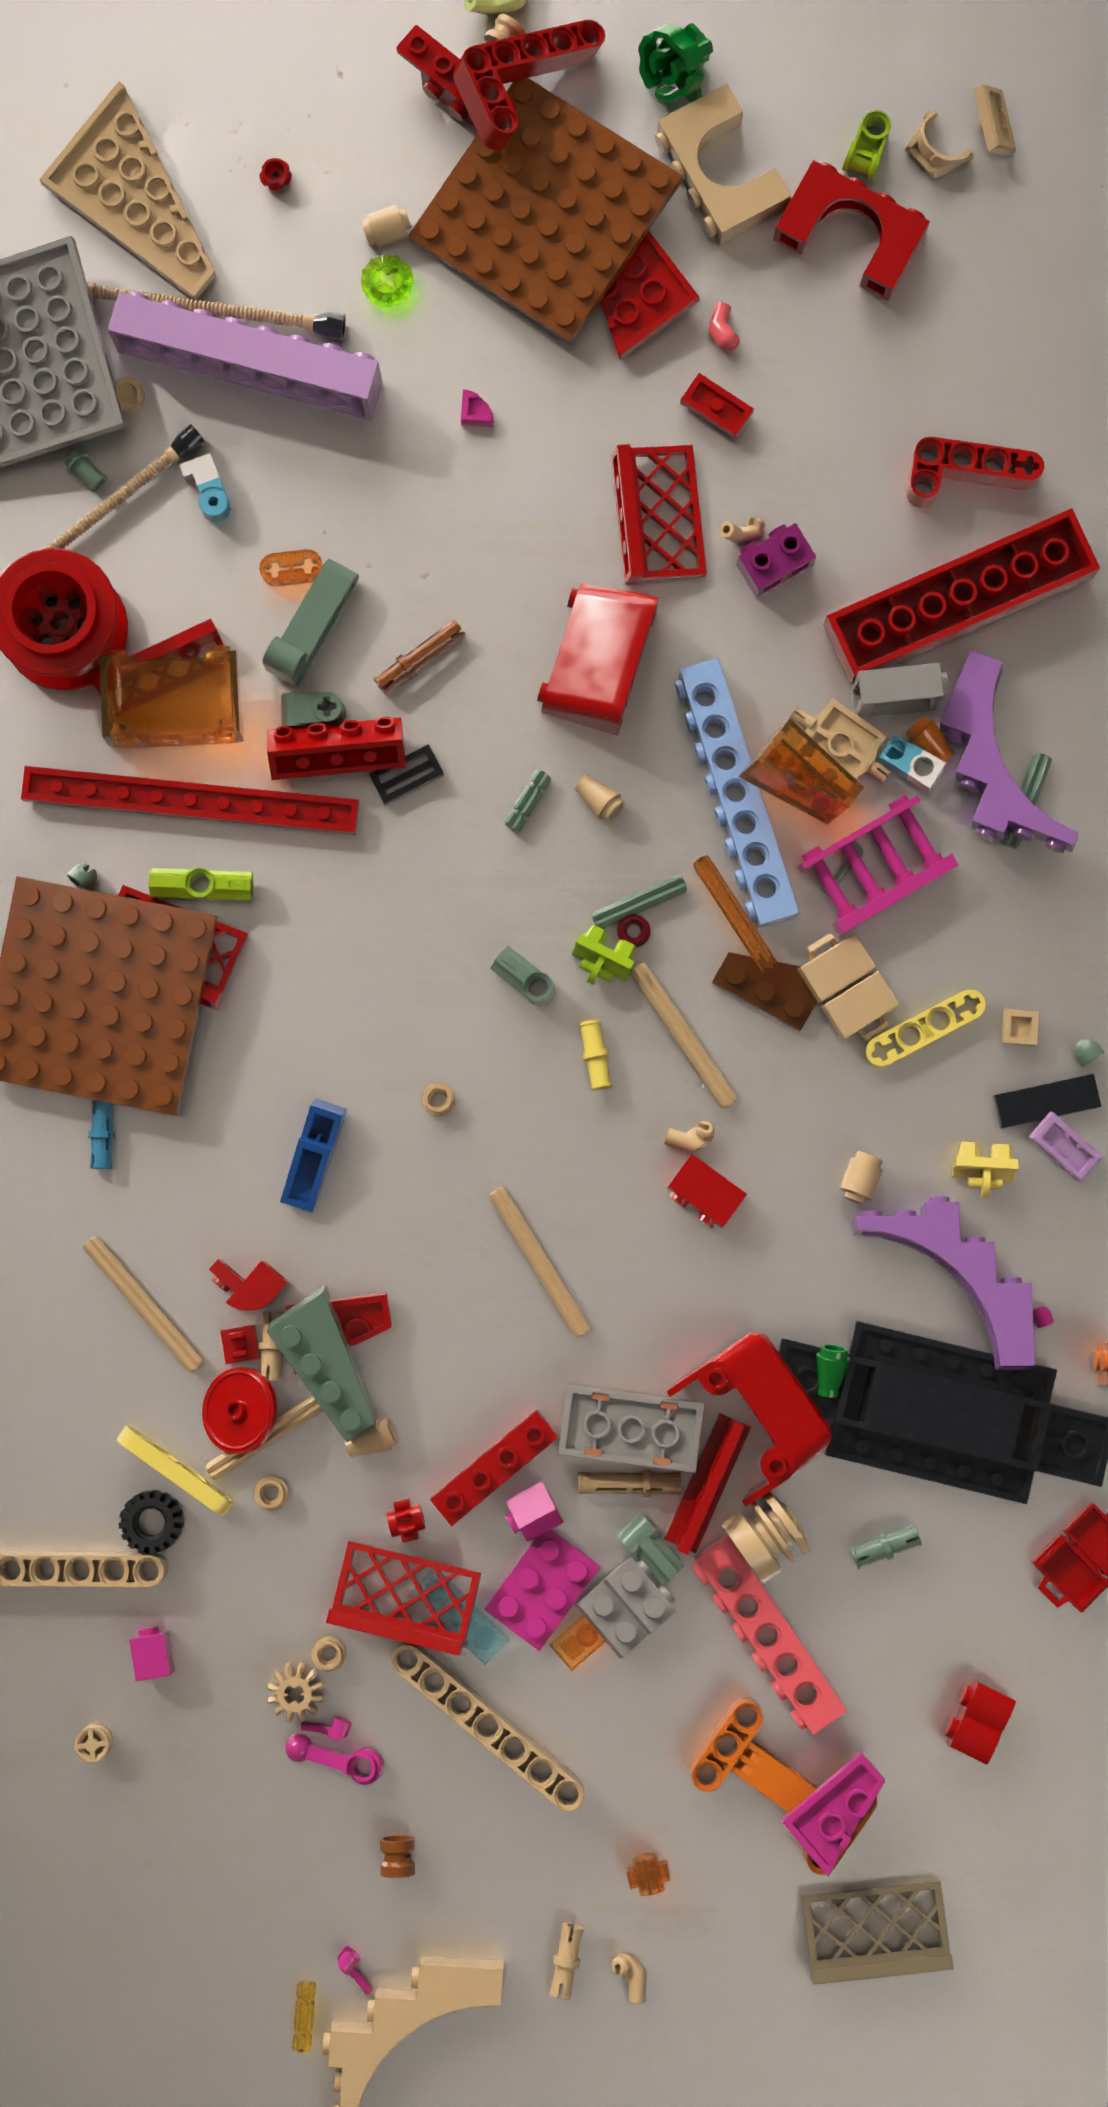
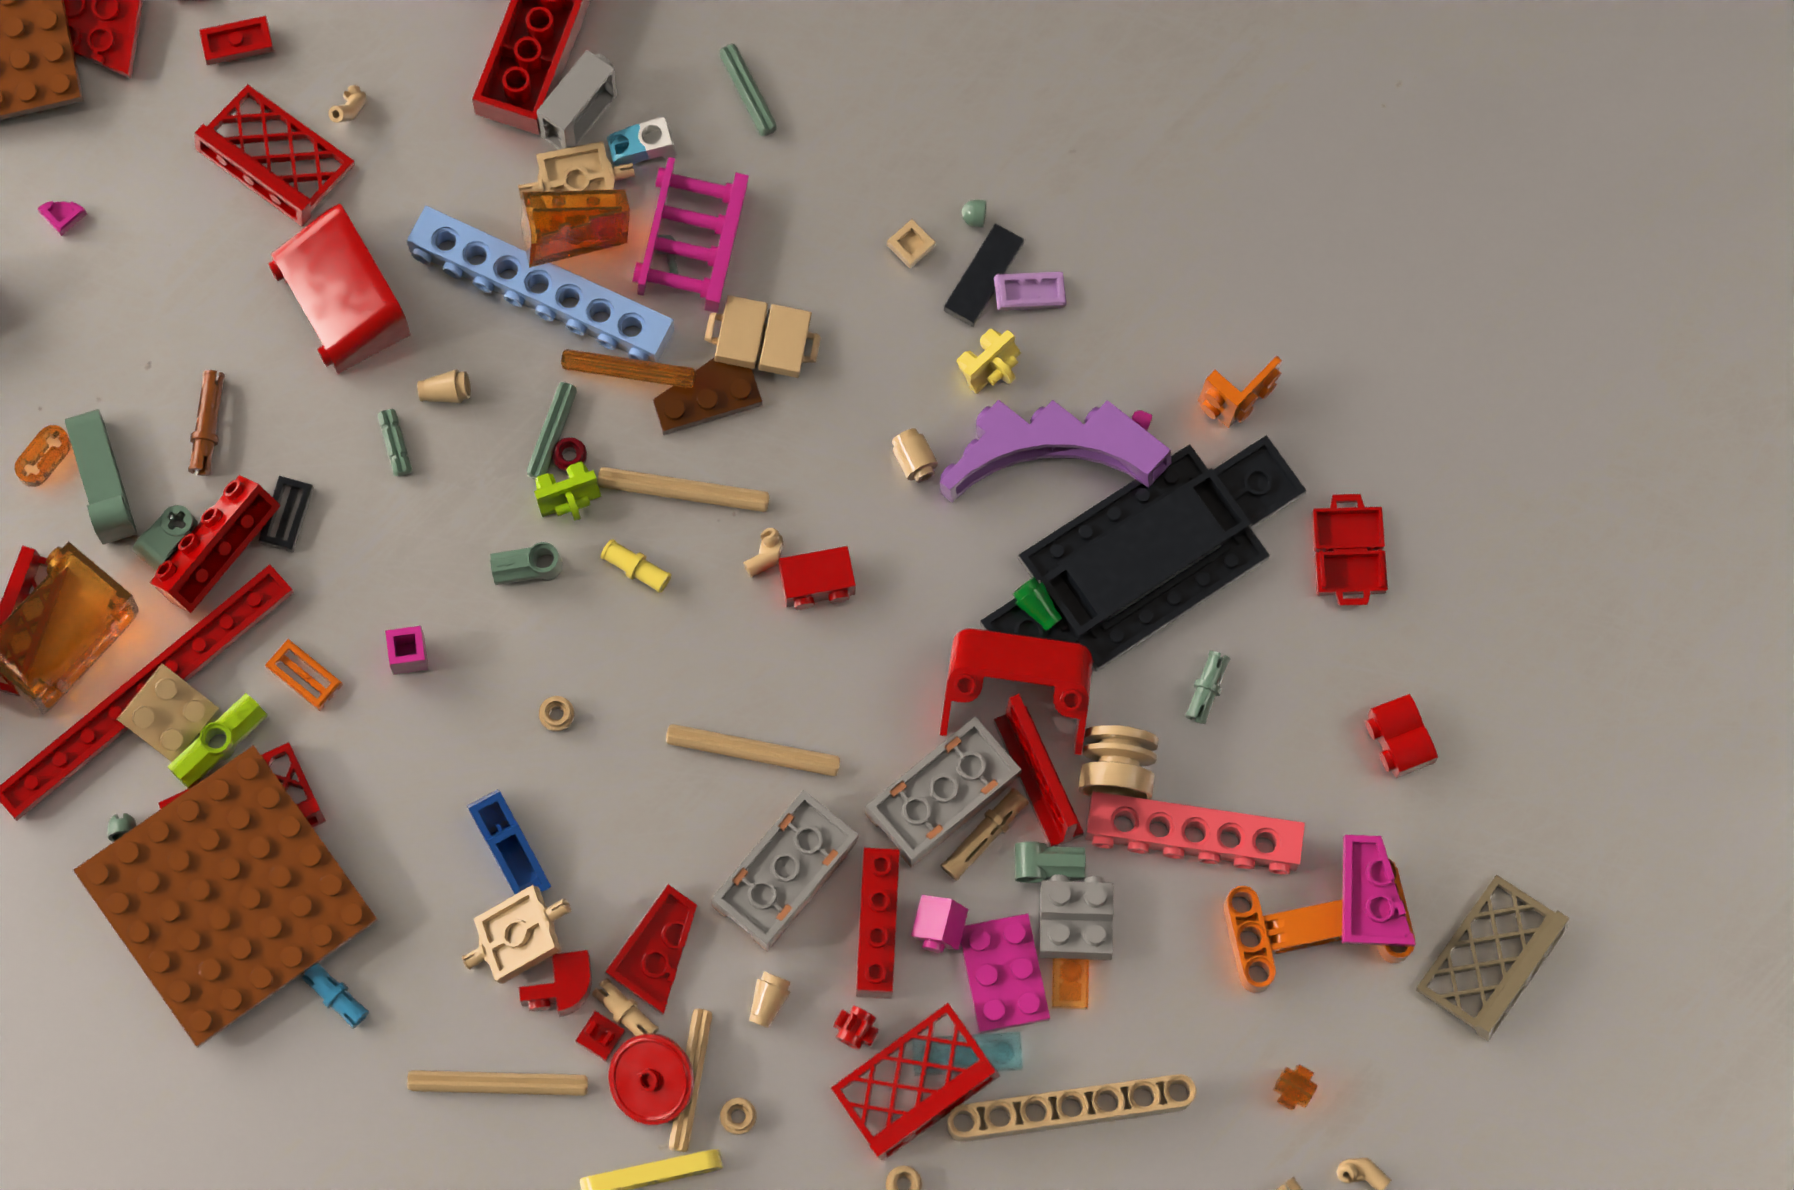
camera: 55 degrees left, 10 degrees down
(188, 832) = (167, 713): none -> tan plate
(254, 1222) = (517, 934): none -> tan plate
(306, 925) = (326, 693): none -> orange tile
(323, 1359) = (670, 973): sand green wedge -> none
(384, 954) = (406, 650): none -> dark pink brick
(470, 1368) = (785, 870): none -> light grey piece
(775, 559) = (393, 102): magenta brick -> none
(923, 1025) = (847, 312): light yellow beam -> none
(929, 738) = (631, 112): orange cone -> none
(981, 766) = (695, 95): medium lavender arch -> none

